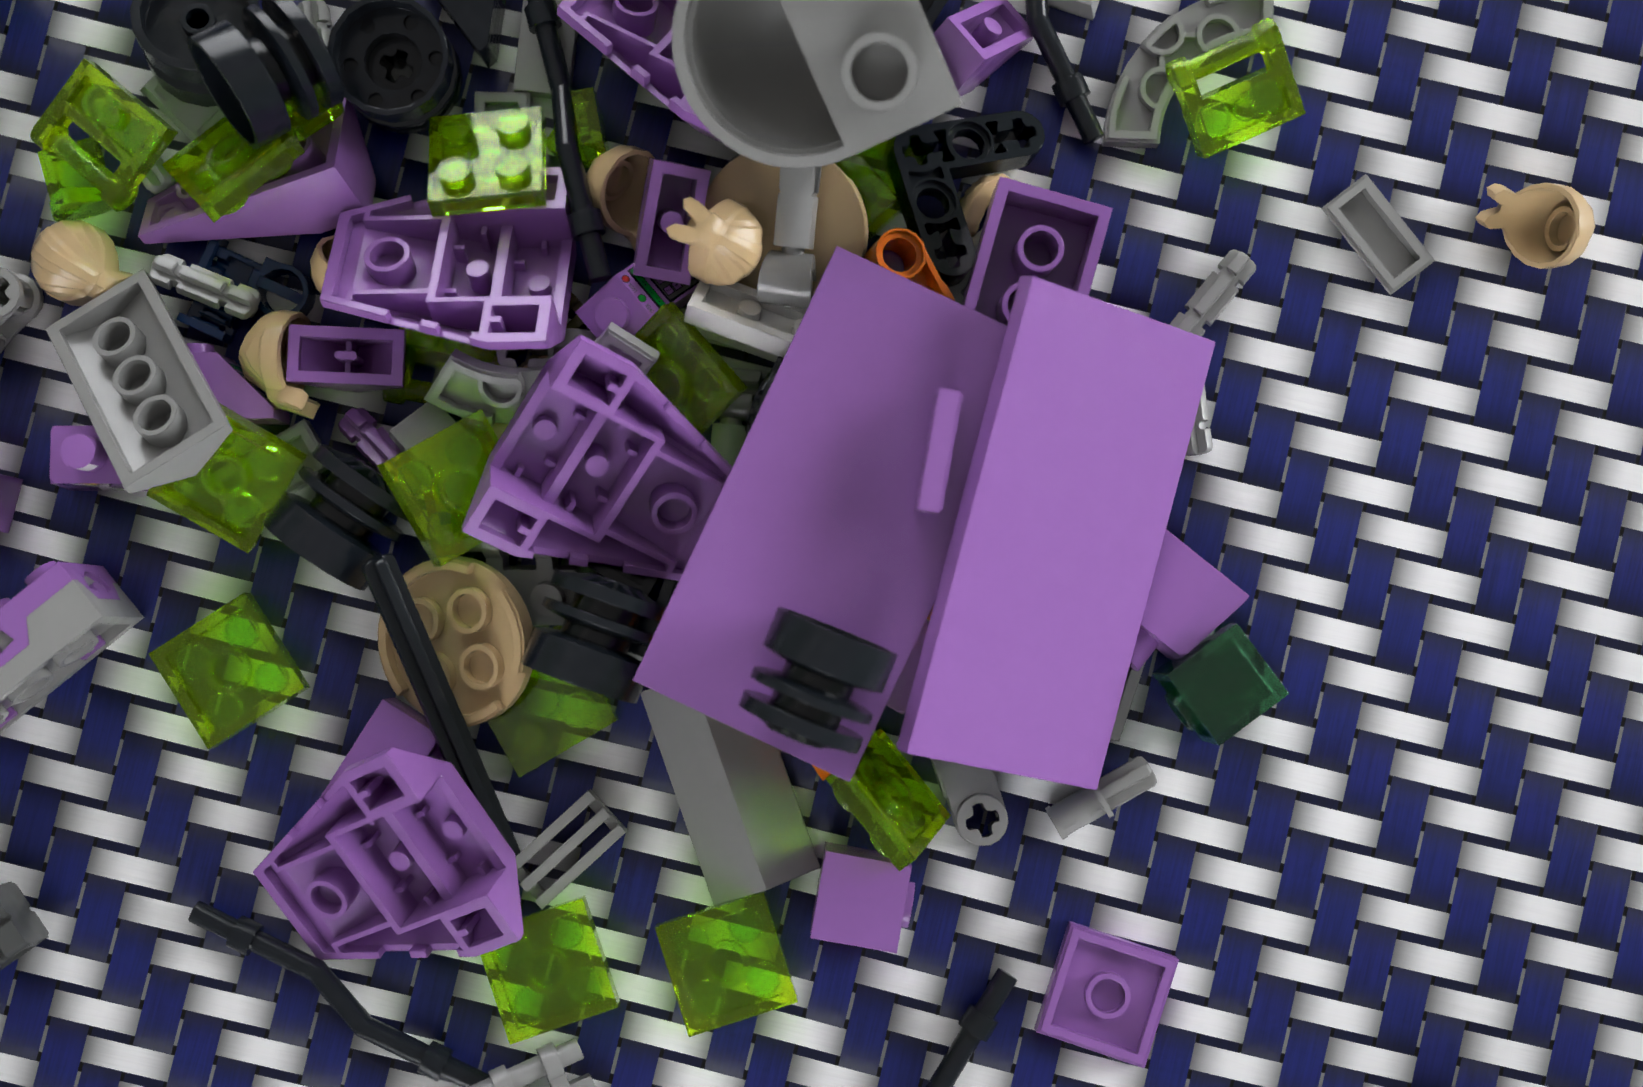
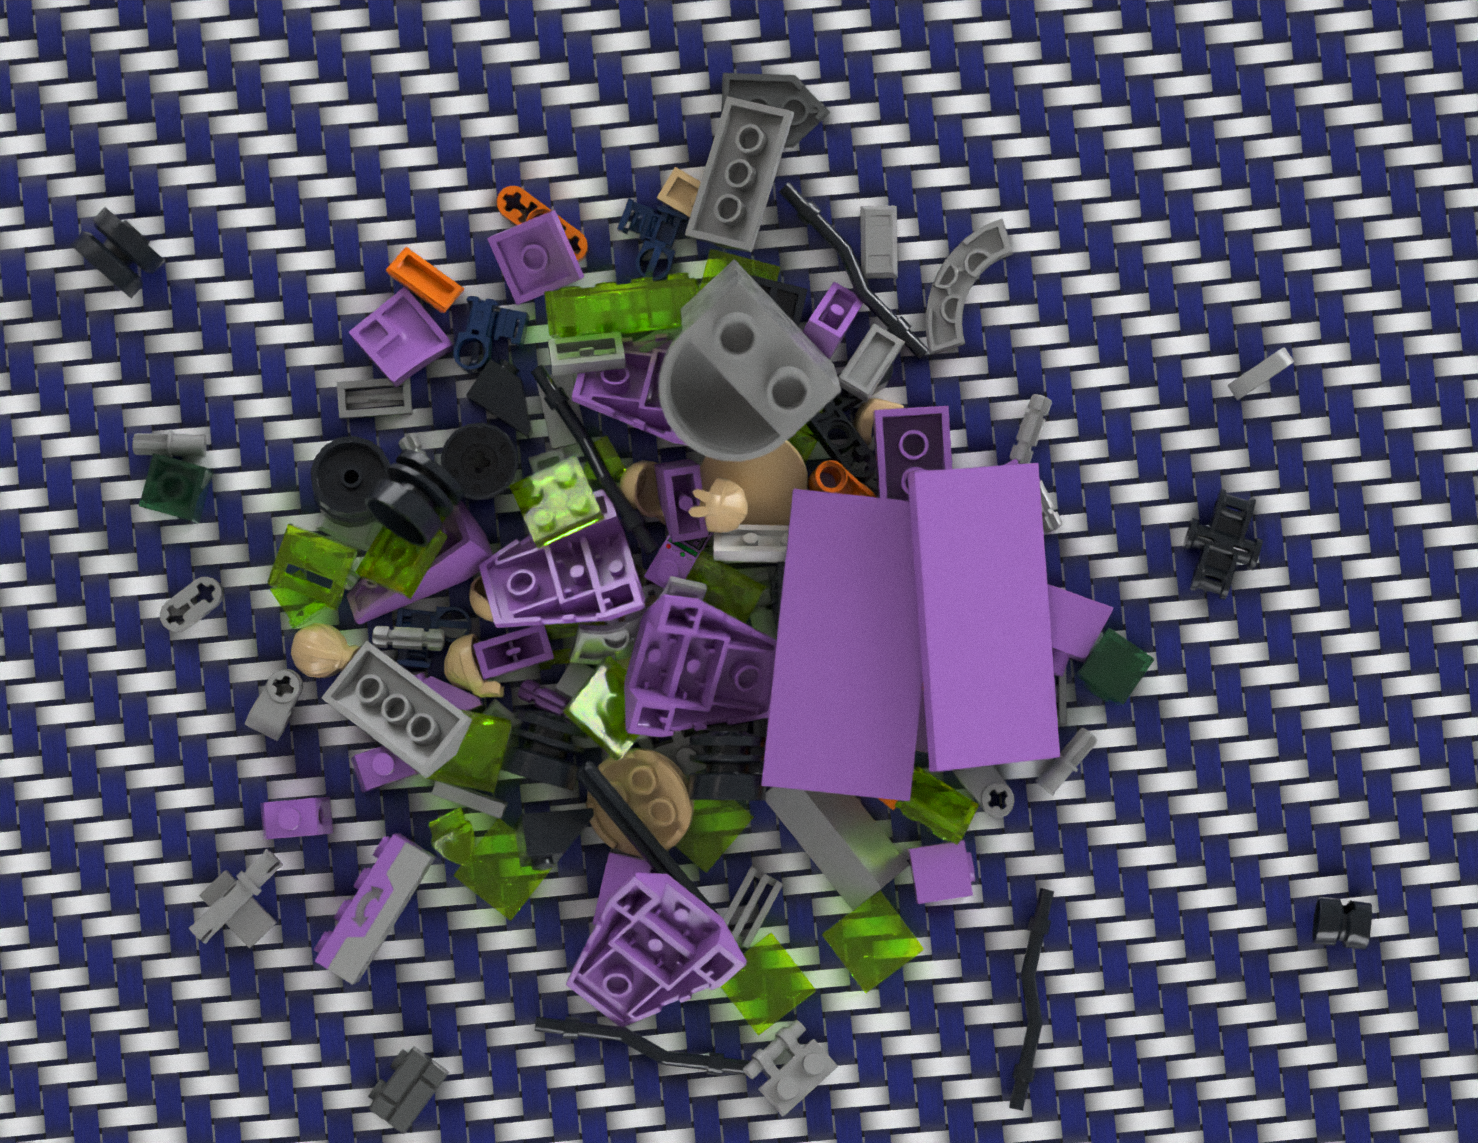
camera: 15 degrees left, 0 degrees up
(166, 598) = (453, 837): none -> clear neon green tile
(217, 554) = (470, 798): none -> light grey tile
(305, 645) = (547, 835): none -> black slope
(789, 273) = (767, 509): light grey piece -> none
(817, 681) = (871, 747): black wheel -> none
(938, 451) = (894, 590): medium lavender tile -> none
(1013, 119) = (870, 362): none -> light grey tile
(1106, 994) = (1112, 881): medium lavender tile -> none
(1241, 106) = (1008, 304): clear neon green plate -> none
(1378, 234) = (1120, 353): light grey tile -> none
(1436, 559) = (1226, 531): none -> black axle
(1541, 223) = (1218, 314): tan piece -> none
(1574, 331) = (1260, 373): none -> light grey beam

